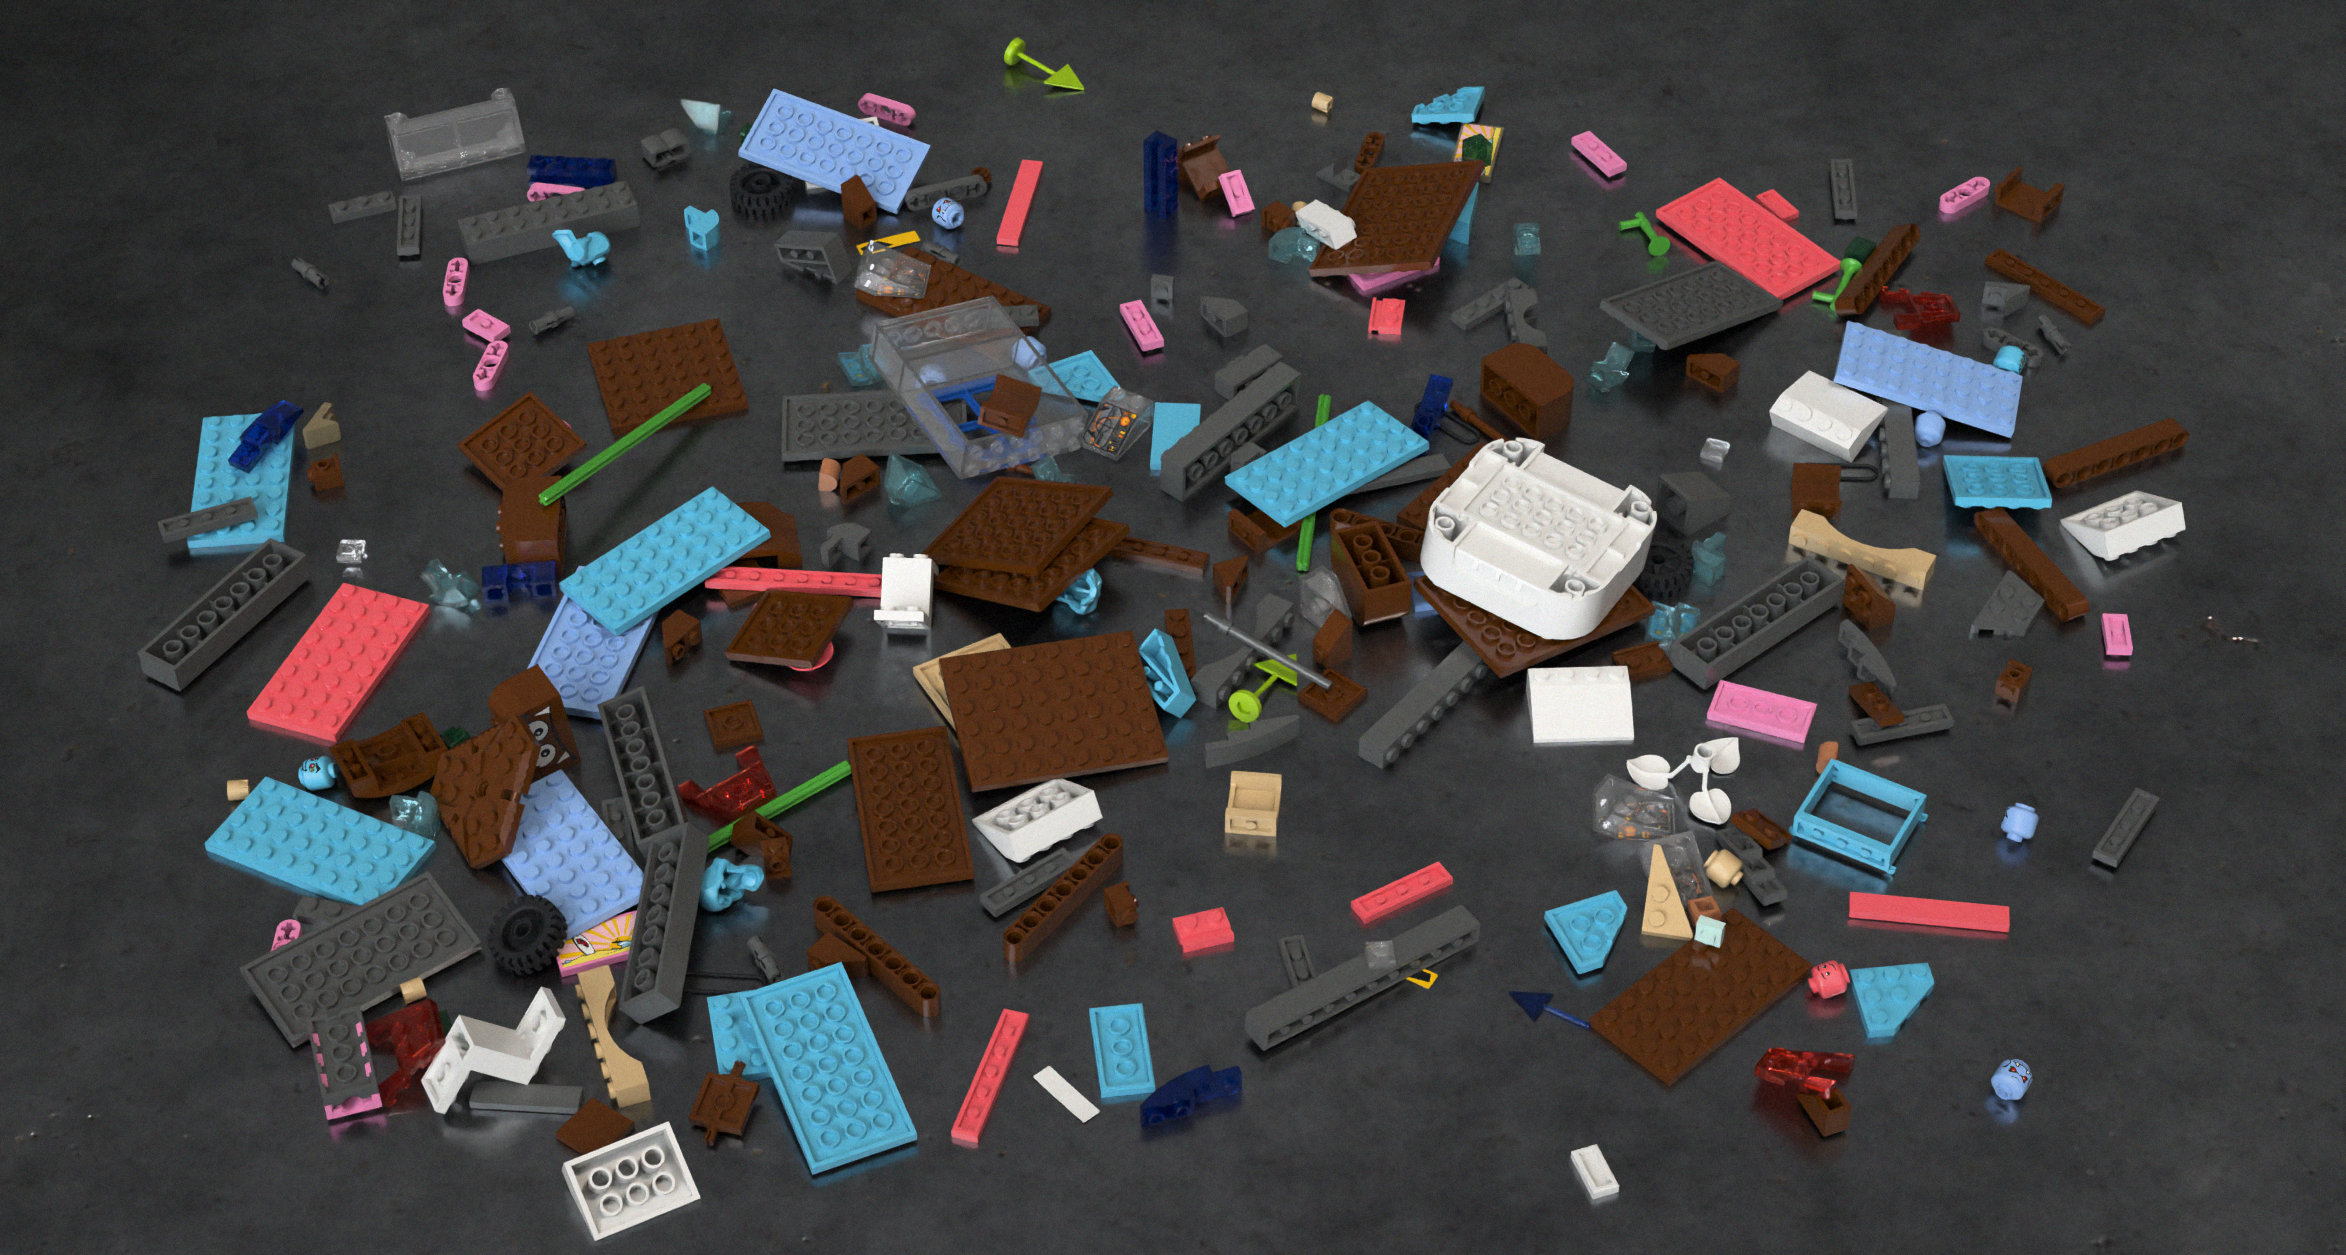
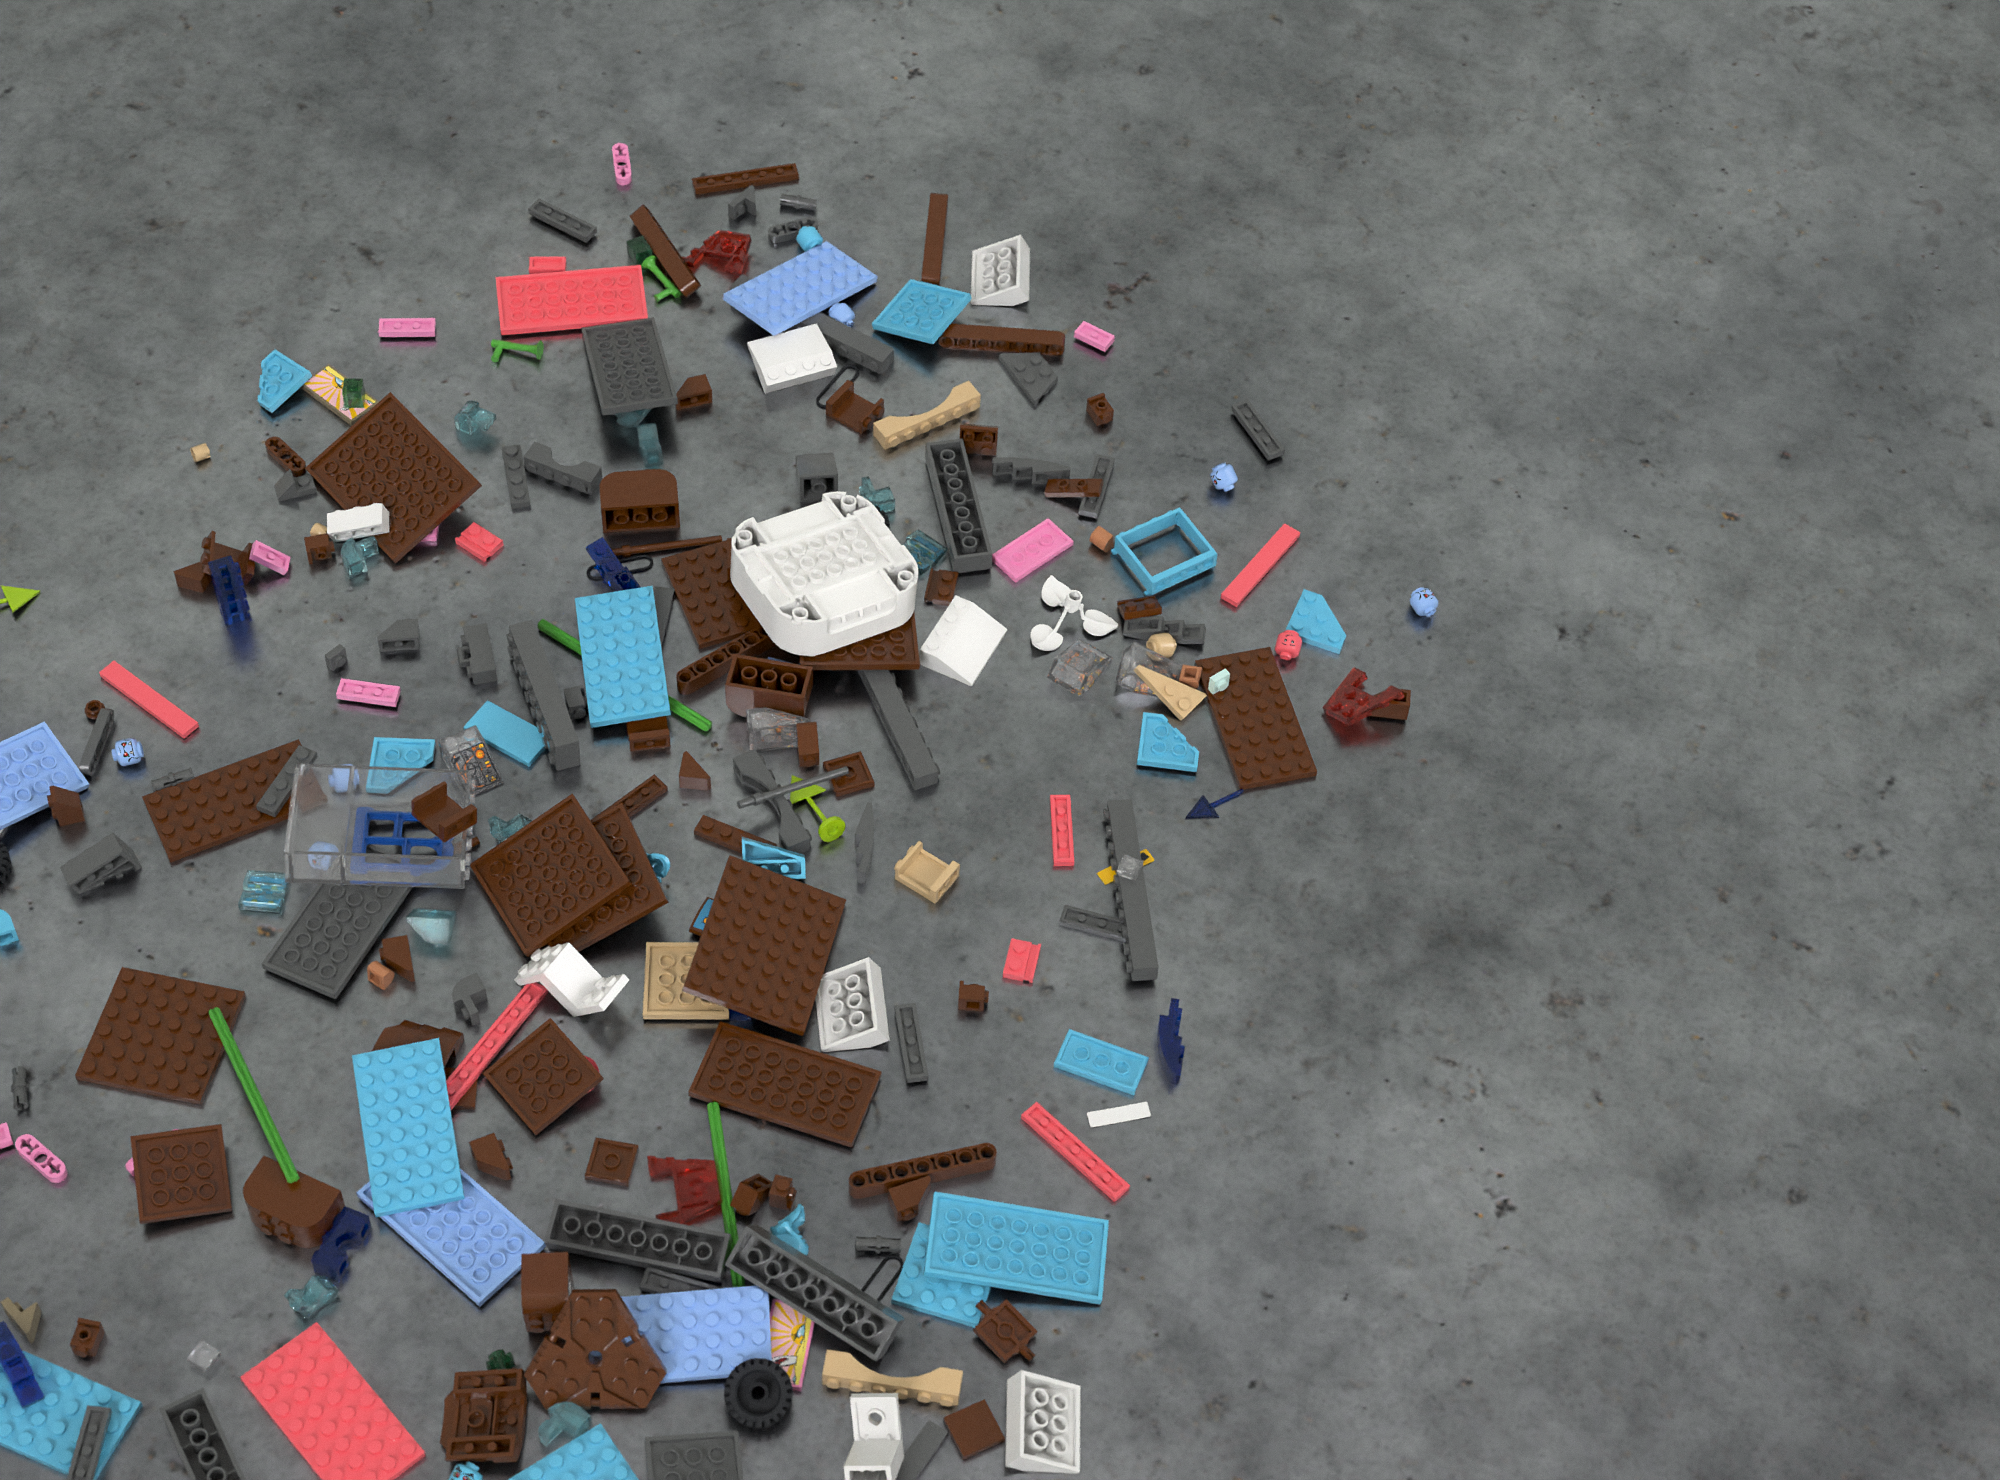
camera: 65 degrees left, 10 degrees up
(891, 273) = (180, 822): clear slope -> none
(893, 241) = (119, 810): yellow sticker -> none
(1062, 897) = (945, 1036): reddish brown beam -> none
(1594, 1171) = (1364, 851): white tile -> none
(1715, 450) = (768, 437): clear tile -> none
(2026, 199) = (654, 135): reddish brown panel -> none

